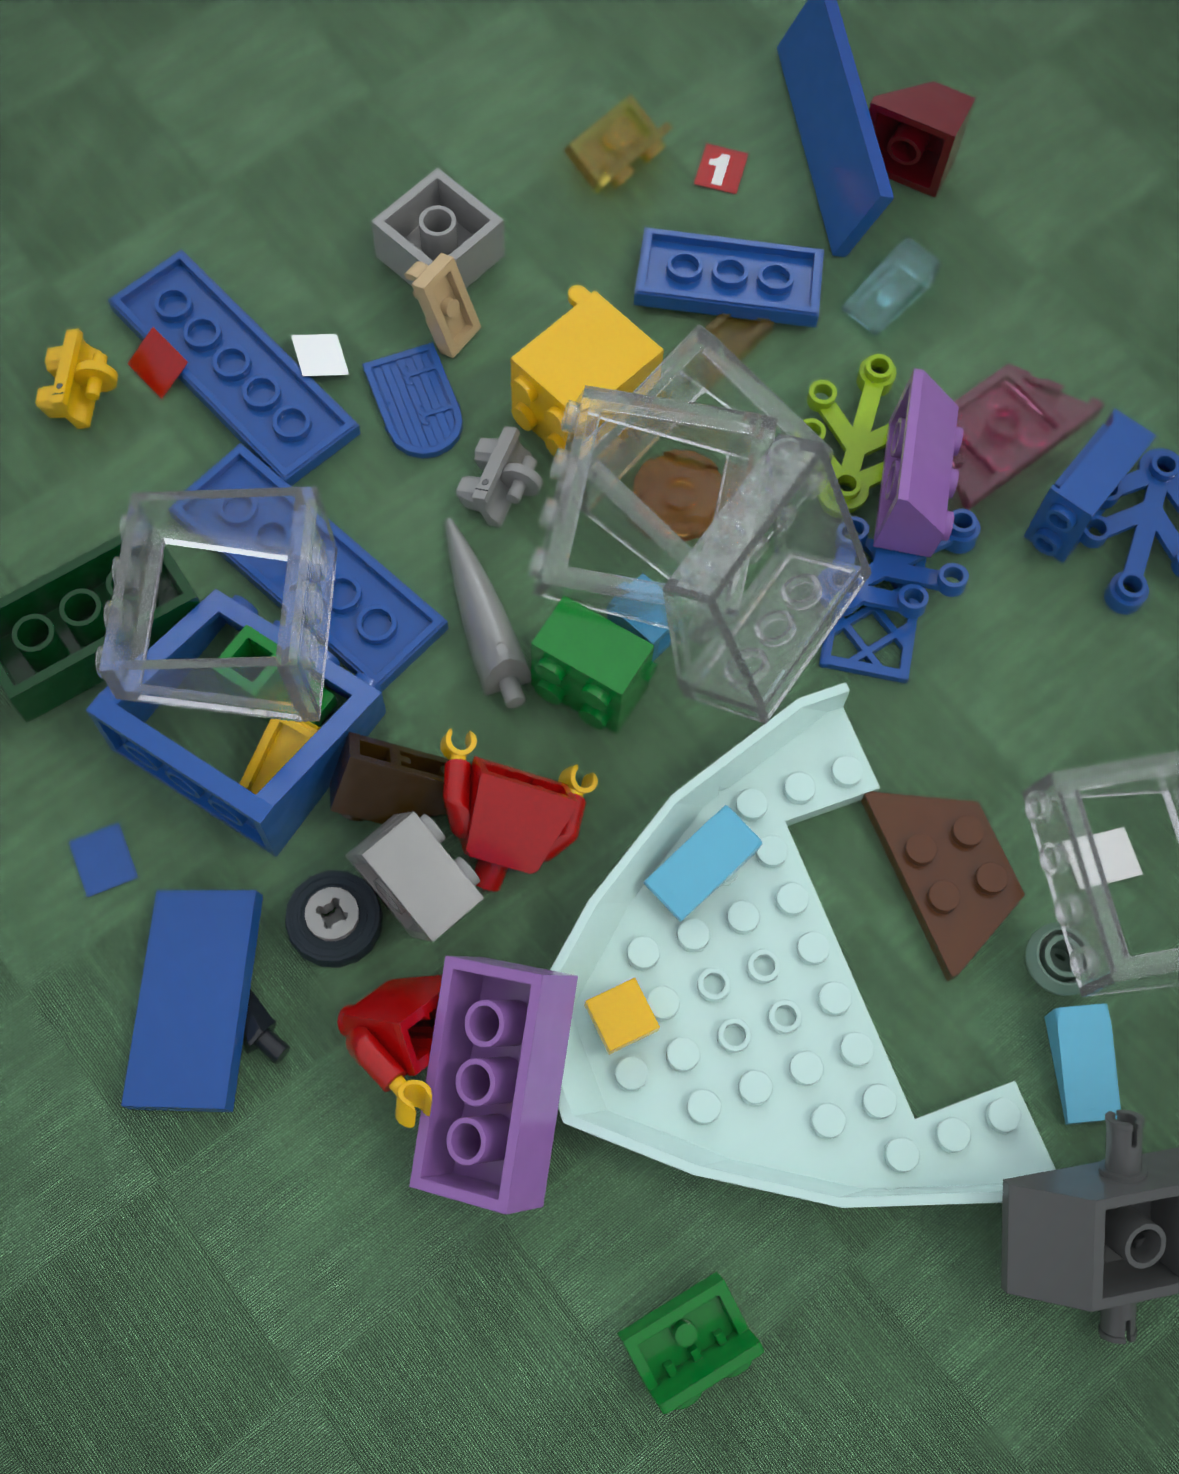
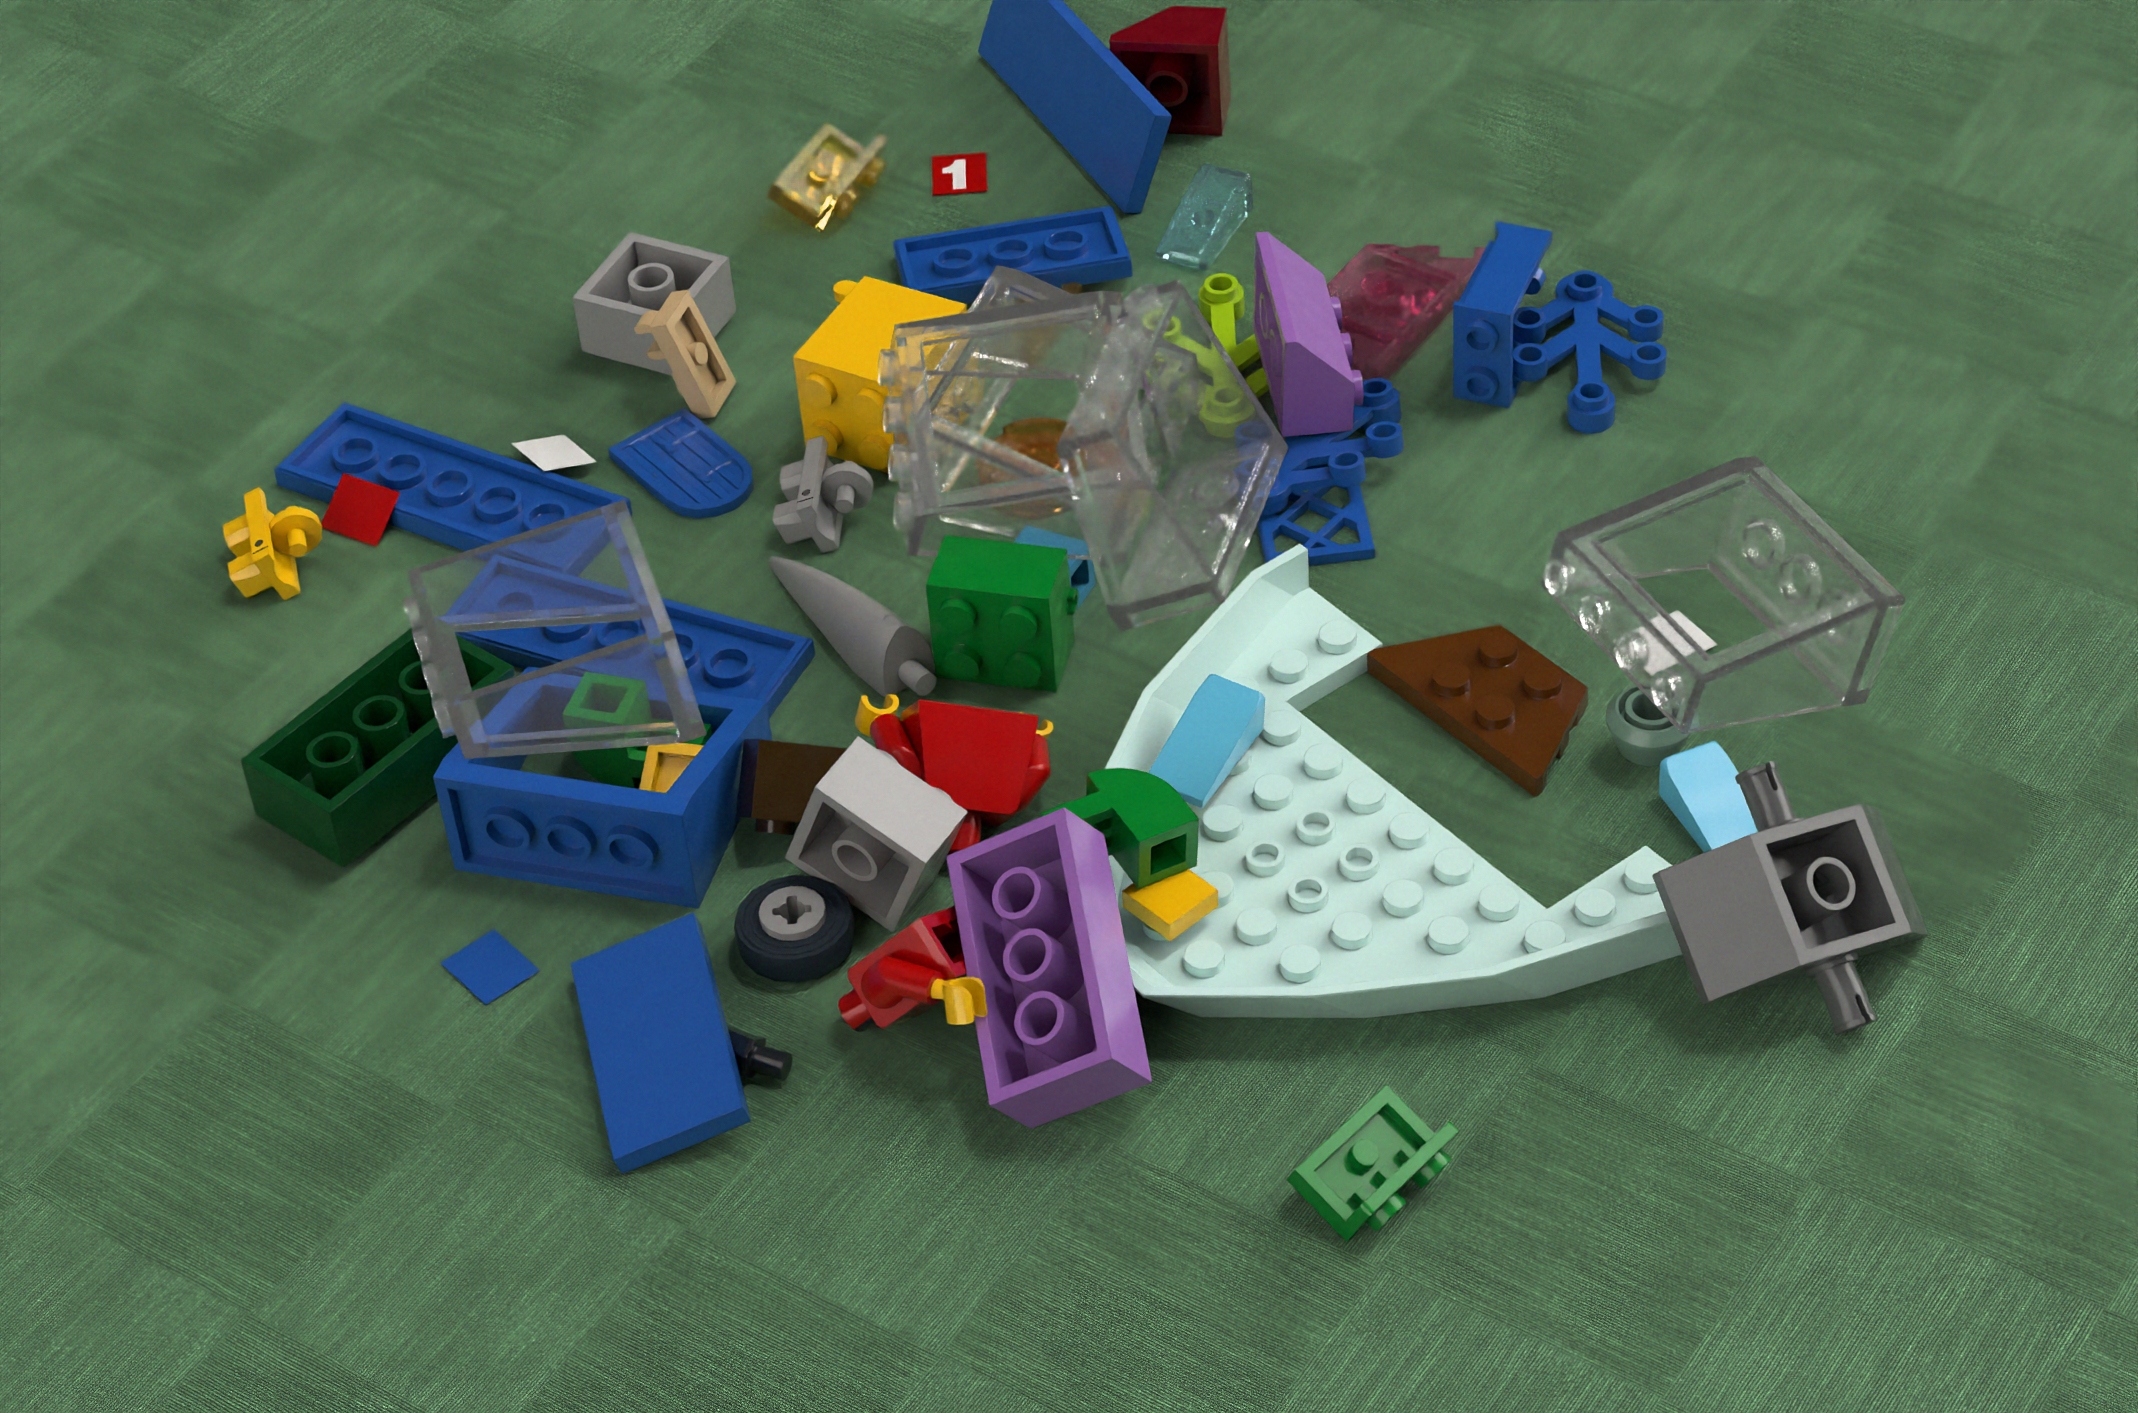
camera: 10 degrees left, 25 degrees down
(611, 943) = (1142, 822): none -> green brick

